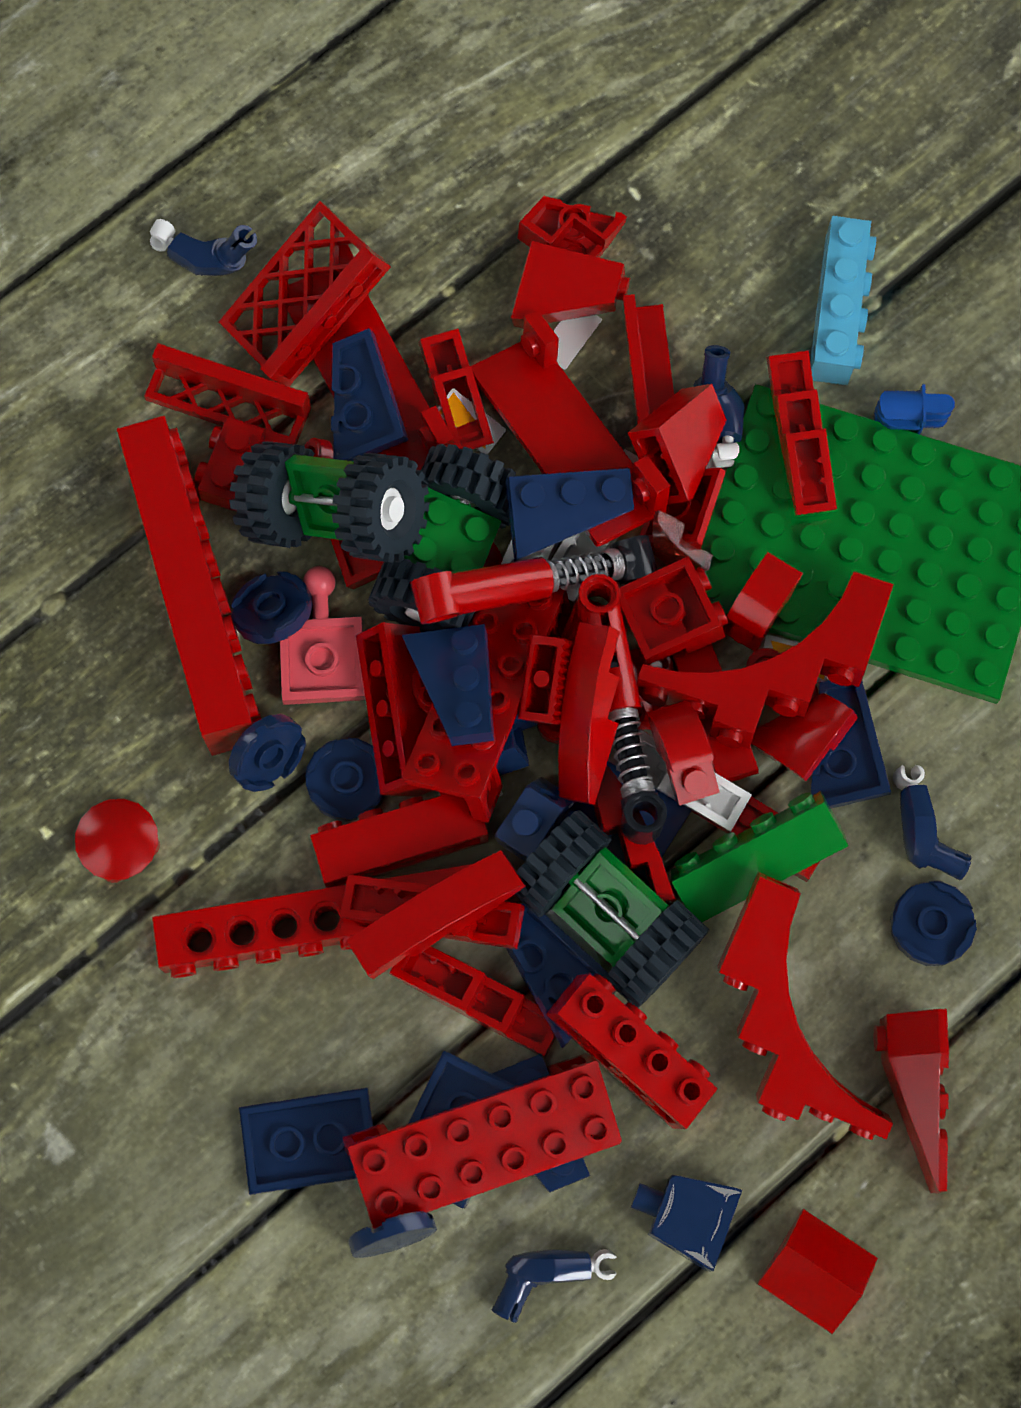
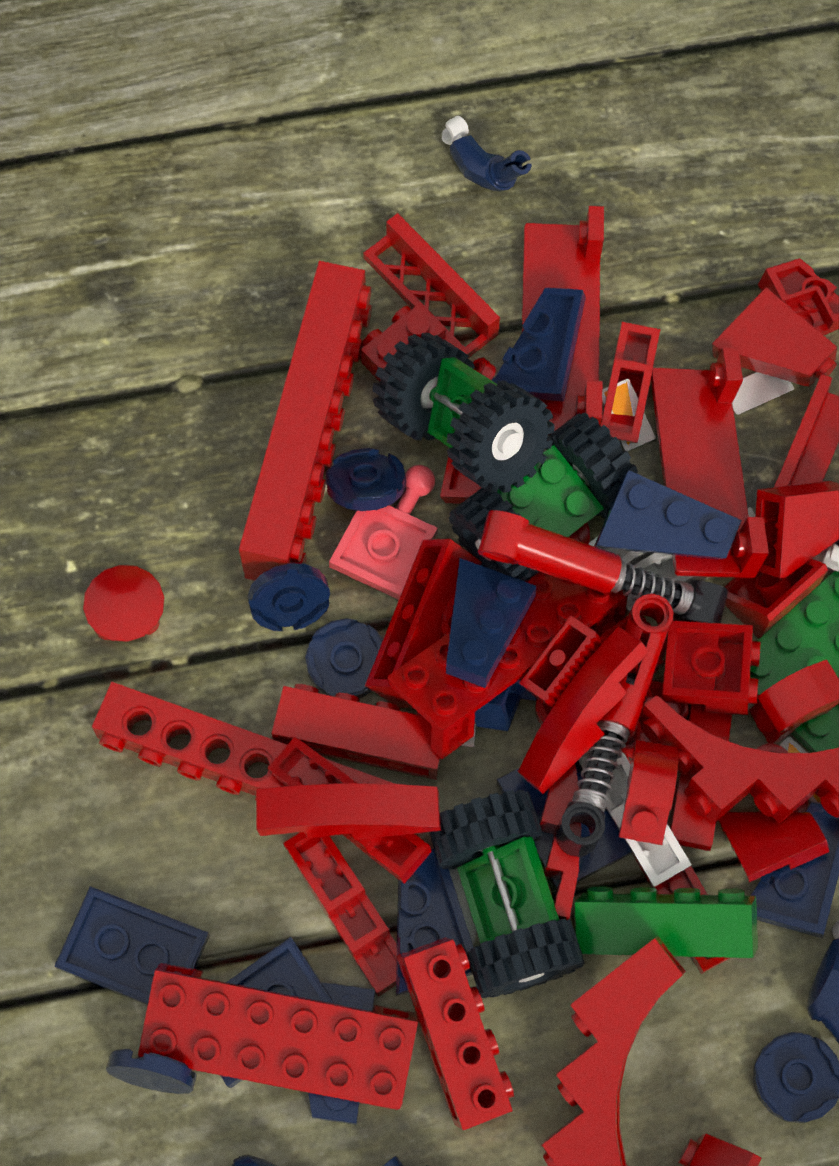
camera: 30 degrees right, 5 degrees down
(318, 320) = (550, 257): red fence -> none
(532, 818) = (484, 774): dark blue torso -> none
(669, 543) = (742, 611): clear red slope -> none

